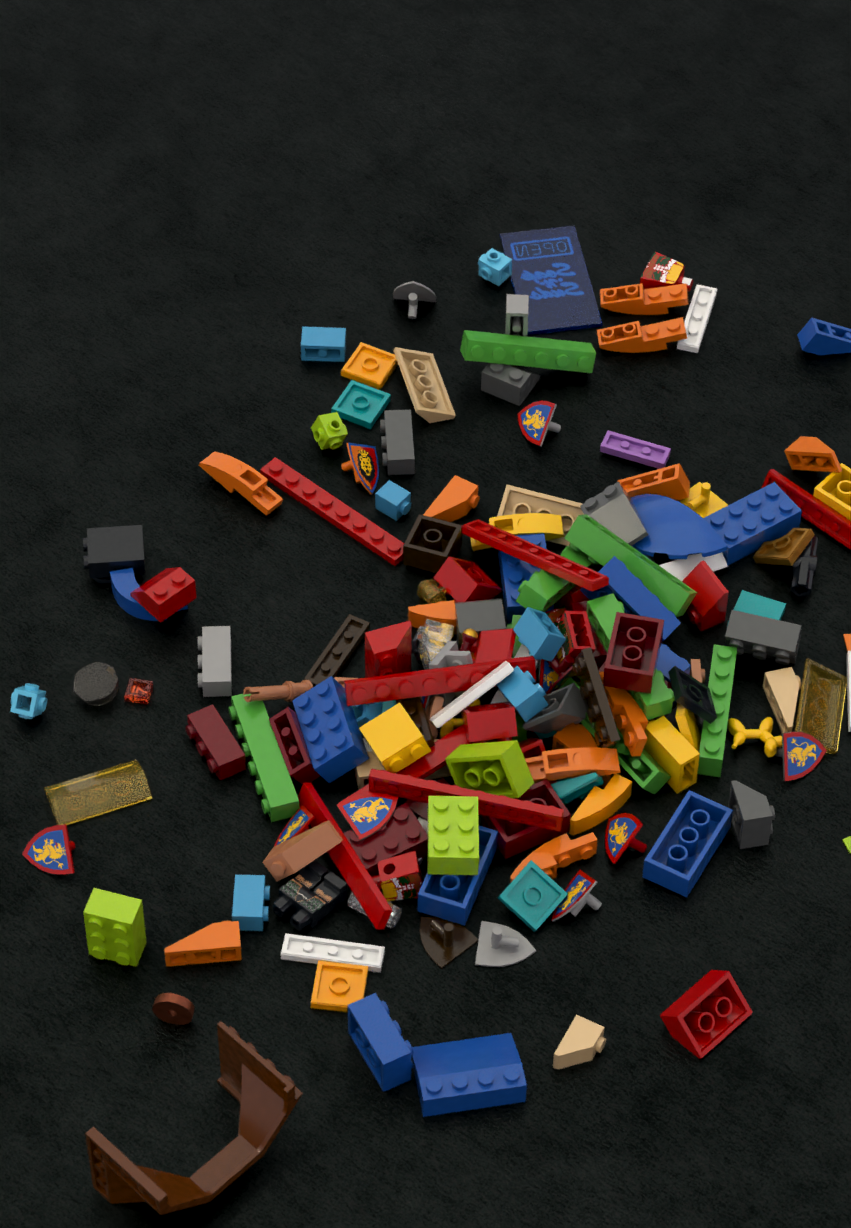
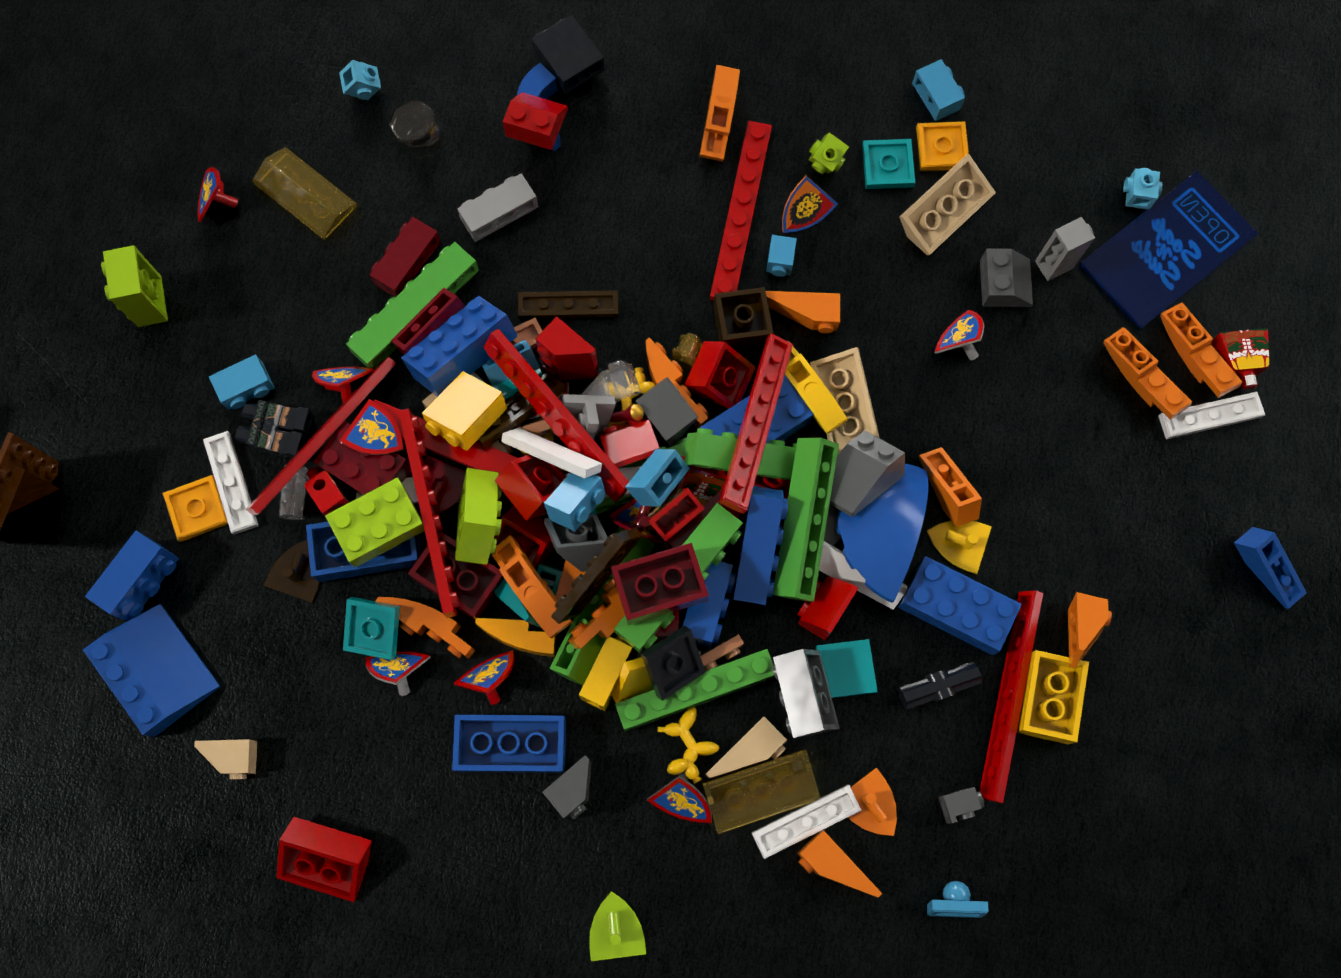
camera: 60 degrees right, 25 degrees up
(138, 691) = (433, 163): clear red tile -> none
(173, 1008) = (90, 382): copper piece -> none
(211, 944) = (183, 377): orange slope -> none
(287, 691) = (491, 287): nougat pin -> none
(301, 850) = (300, 394): nougat slope -> none
(397, 442) = (857, 221): dark grey brick -> none
(413, 292) = (1046, 139): light grey shield -> none
(501, 946) = (314, 626): light grey shield -> none
(527, 351) = (1041, 277): bright green brick -> none
(635, 450) = (989, 444): medium lavender plate -> none
(784, 549) = (943, 658): pearl gold tile -> none

